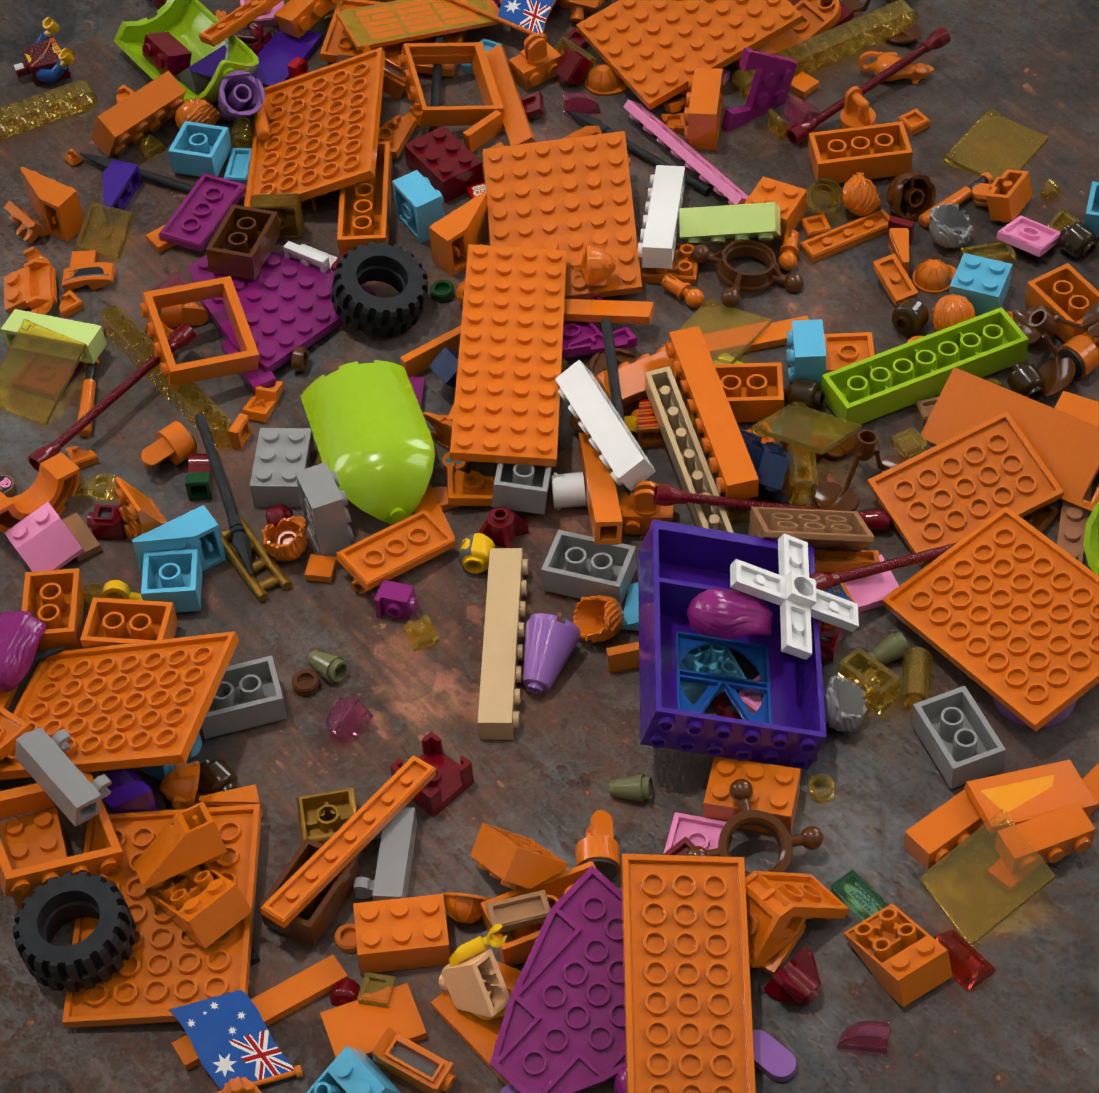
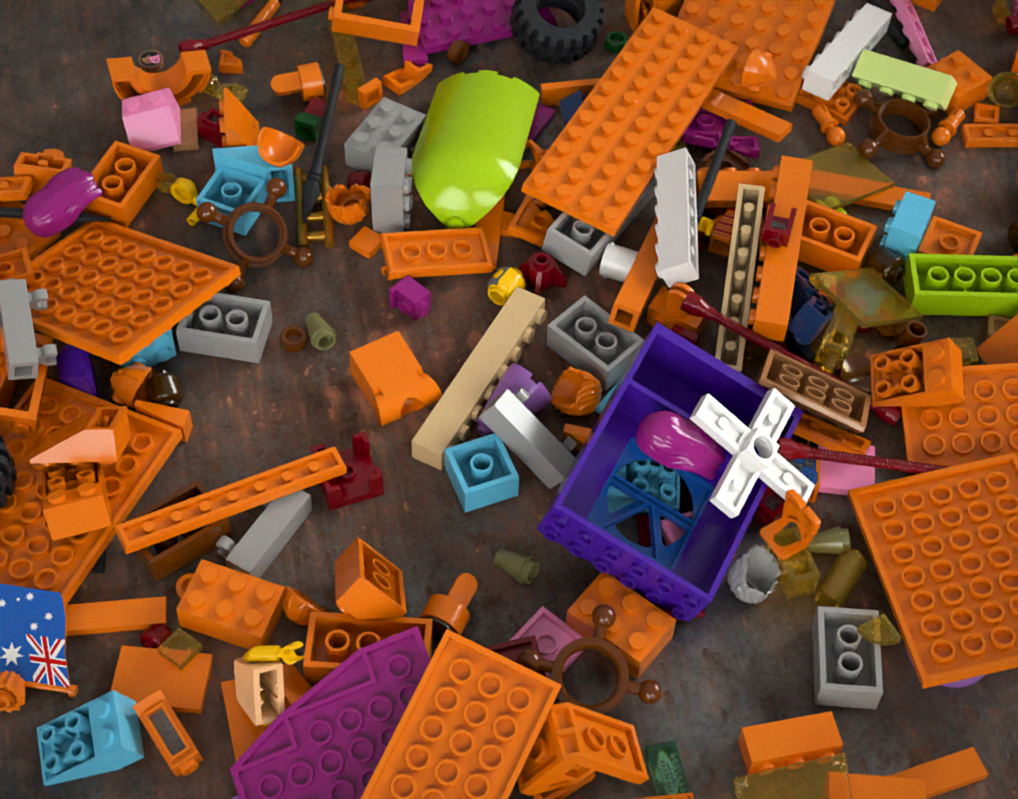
camera: 20 degrees right, 5 degrees up
(127, 621) = (172, 220): orange brick -> none
(201, 512) = (278, 148): none -> orange helmet
(215, 552) = (276, 189): none -> reddish brown piece
(318, 808) = (230, 457): pearl gold brick -> none
(348, 718) = (307, 387): clear pink brick -> none
(421, 633) = (418, 336): clear yellow tile -> none
(423, 677) = (392, 378): none -> orange piece
(519, 911) = (335, 636): medium nougat tile -> none
(555, 722) = (481, 472): none -> medium azure brick
(584, 673) = (529, 437): none -> light grey brick
(705, 399) = (777, 229): none -> dark red window
(822, 779) = (691, 636): clear yellow bush -> none
(857, 631) = (796, 512): none -> orange piece
(889, 476) = (918, 375): none -> orange slope
(976, 701) = (879, 631): none -> clear yellow tile
(1030, 792) = (886, 747): orange tile -> none

